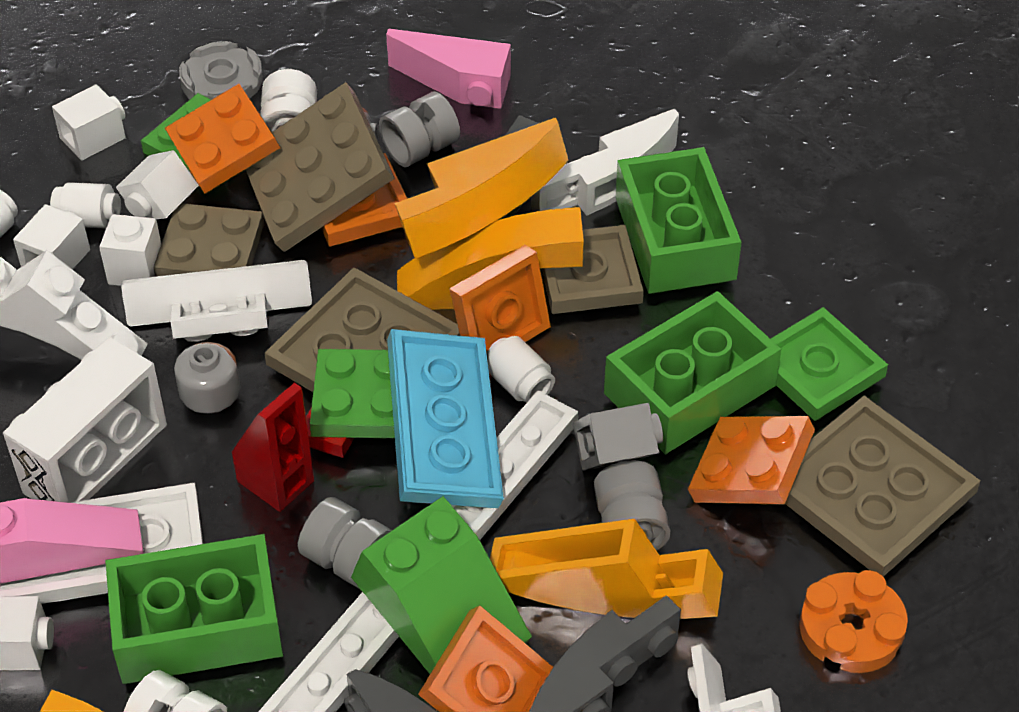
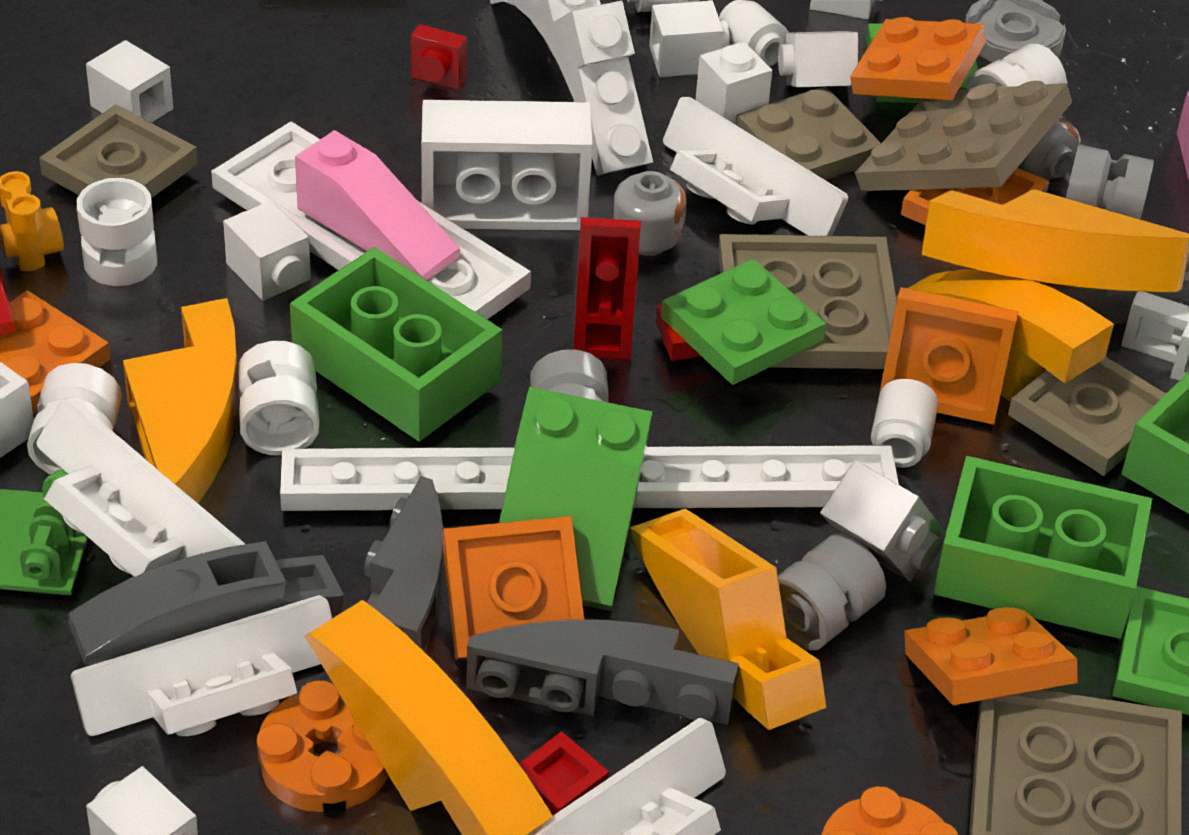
camera: 50 degrees right, 5 degrees down
(443, 419) = (766, 385): medium azure tile -> none

